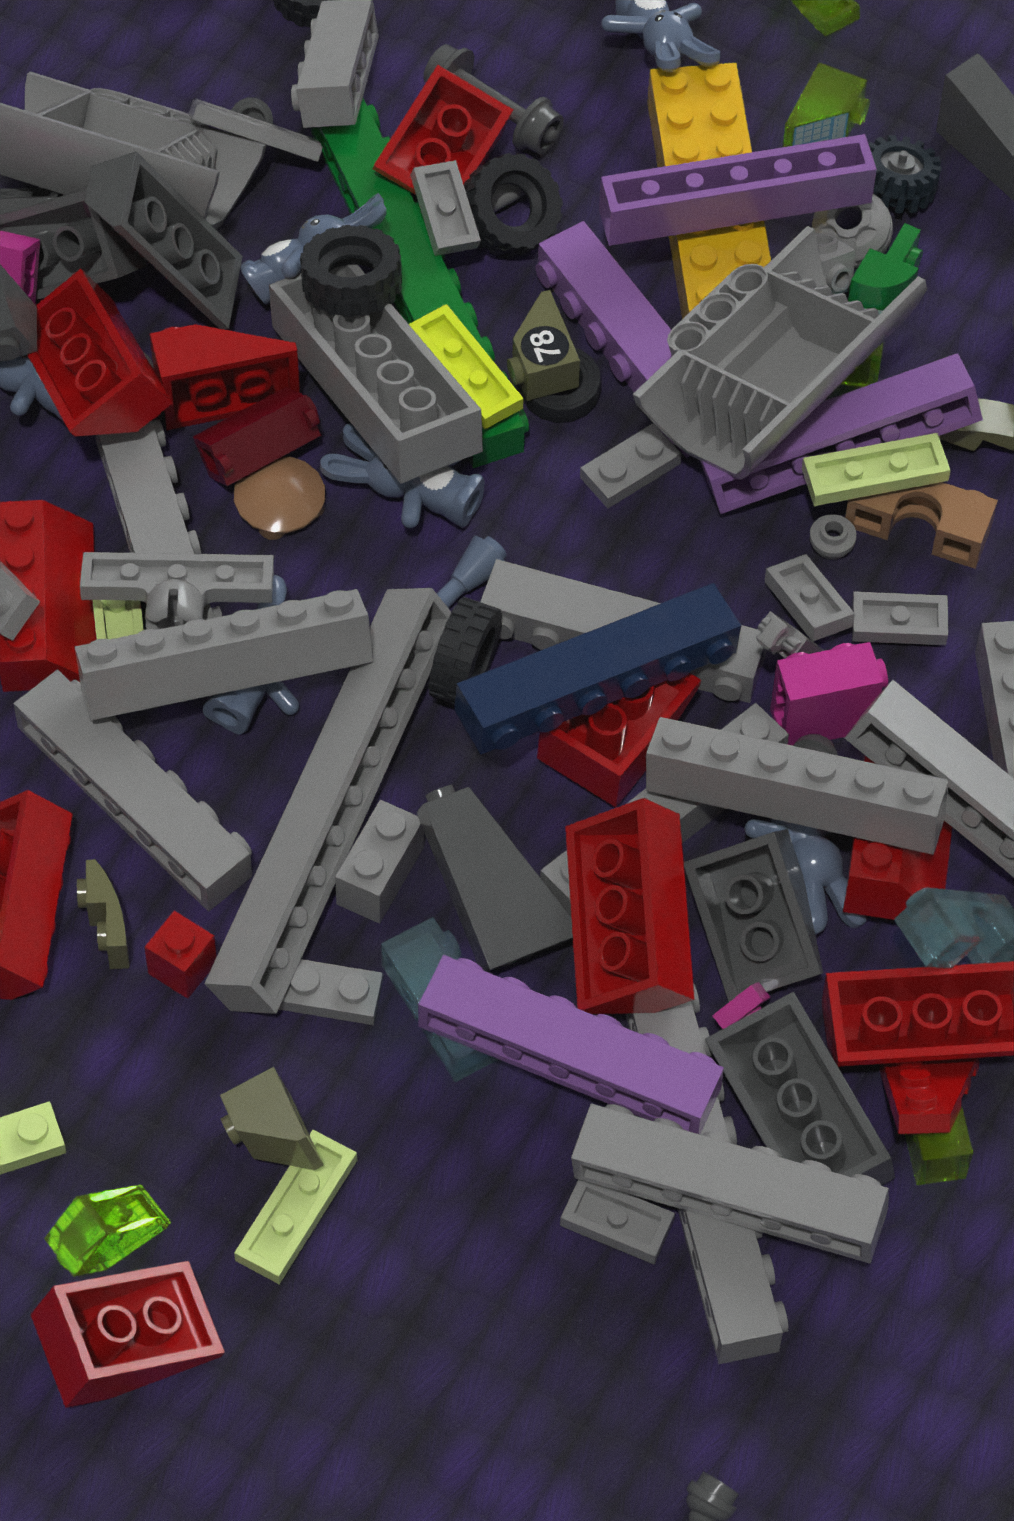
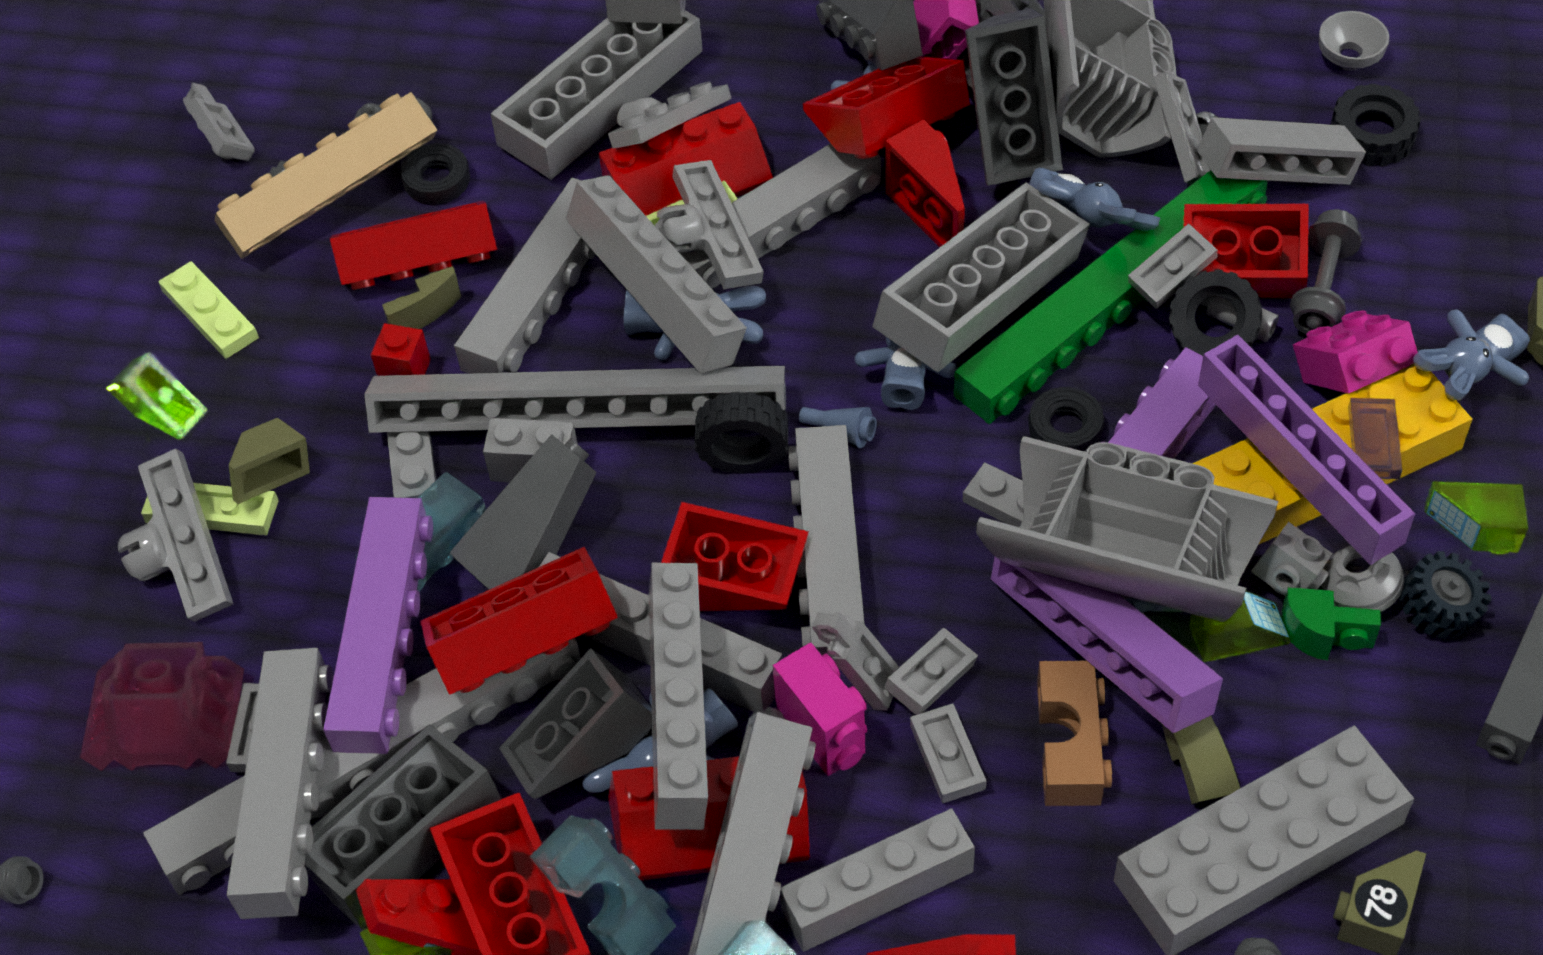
camera: 75 degrees right, 5 degrees down
(124, 1331) = (73, 437): red slope -> none
(258, 435) = (888, 234): dark red brick -> none
(280, 497) = (854, 278): medium nougat dish -> none
(339, 1240) = (176, 538): none -> light grey plate
(351, 247) = (1052, 240): black tyre -> none
(469, 364) = (1018, 333): neon yellow plate -> none
(543, 352) = (1075, 385): olive slope -> none
(552, 1311) = (162, 707): none -> clear pink slope
(597, 669) = (748, 517): dark blue brick -> none
(613, 115) = (1355, 351): none -> dark pink brick
(730, 134) = (1376, 435): none -> tile
(742, 1005) = (483, 749): dark pink plate -> none
(829, 546) = (1013, 684): light grey plate -> none
(875, 469) = (1075, 666): yellowish green plate -> none

